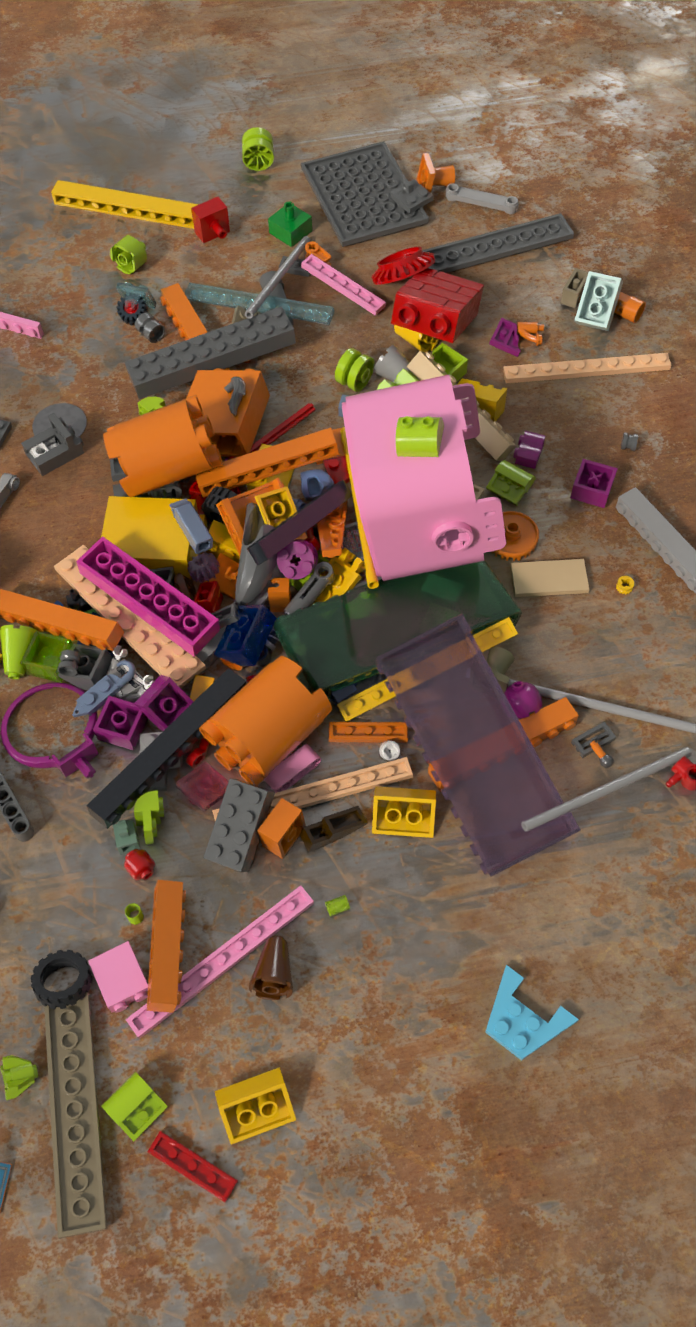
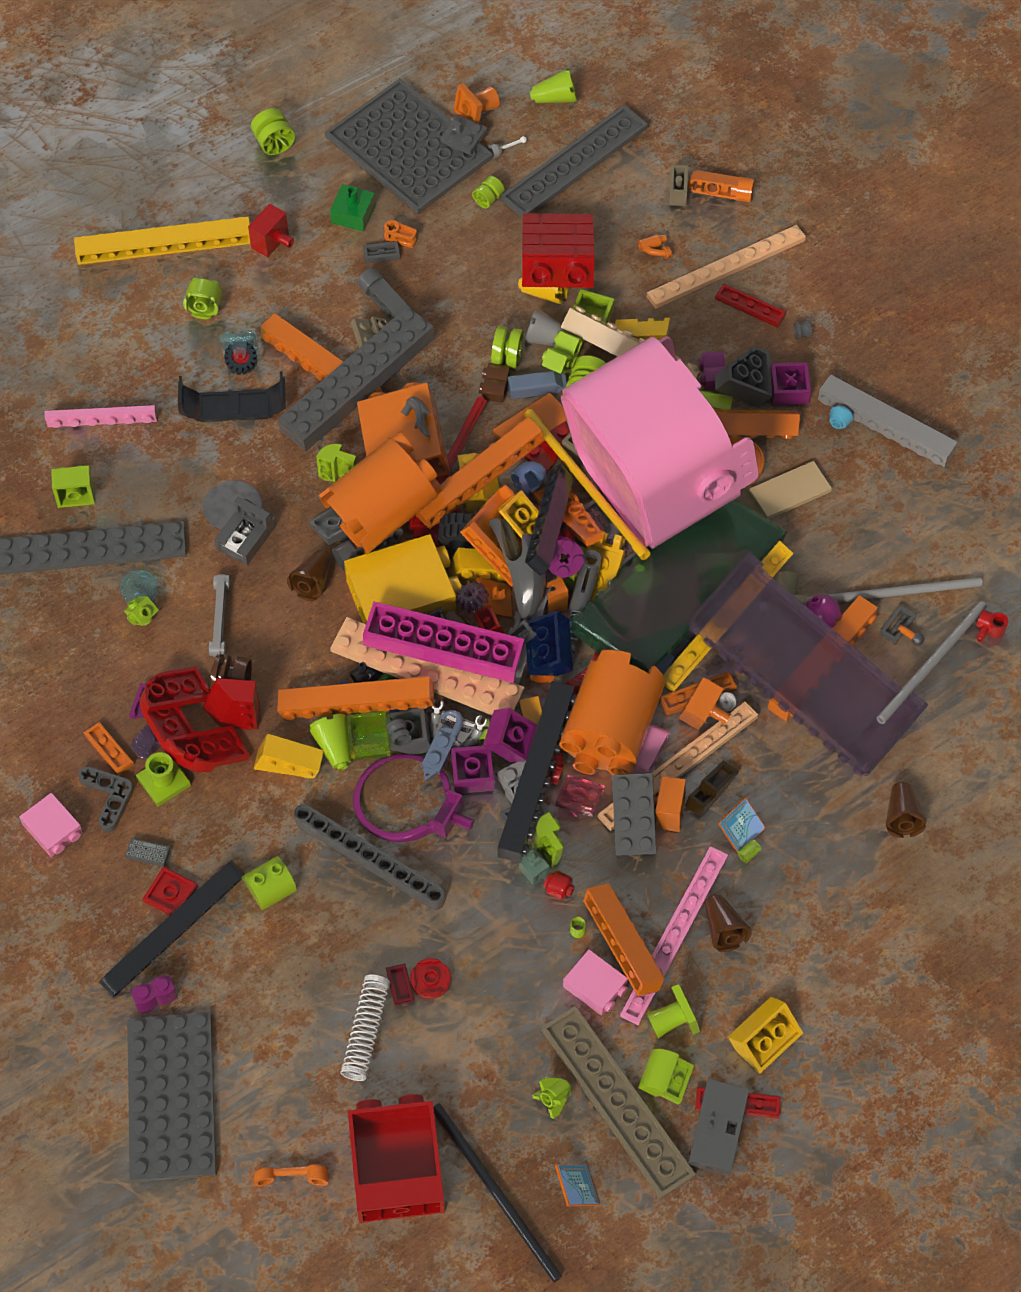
camera: 25 degrees left, 0 degrees up
(52, 963) = (551, 1020): black tyre -> none
(83, 501) = (311, 576): none -> reddish brown cone
(97, 342) = (232, 404): none -> black windscreen
(150, 327) = (270, 371): dark grey wheel -> none
(152, 1188) = (718, 1127): none -> dark grey brick
(178, 1045) = (673, 1015): none -> lime plant
(192, 525) = (445, 560): sand blue piece -> none
(234, 298) = (372, 307): clear light blue plate -> none
(276, 278) = (379, 273): light grey piece -> none
(329, 397) = (495, 382): none -> reddish brown brick
(341, 876) = (741, 824): none -> piece
(343, 284) = (443, 257): bright pink plate -> none
(361, 744) = (703, 704): none -> orange brick
(402, 265) = (499, 219): red gear -> none
(404, 811) = (766, 749): yellow slope -> none
(409, 241) = (488, 192): none -> lime wheel
(419, 436) = (664, 407): lime brick -> none
(434, 217) = (496, 149): none -> hinge
(481, 198) = (534, 113): light grey piece -> none
(505, 337) = (633, 260): magenta wing -> none
(508, 184) = (555, 89): none -> lime cone
(509, 929) = (904, 812): none -> reddish brown cone
(518, 1026) = (947, 887): medium azure wing -> none
(533, 502) = (759, 422): none -> orange brick
(554, 463) = (747, 377): none -> dark grey brick
(592, 407) = (750, 305): none -> red tile
(598, 301) = (711, 194): light aqua brick -> none
(627, 589) = (864, 476): yellow bush -> none
(628, 528) = (840, 417): none -> medium azure cone

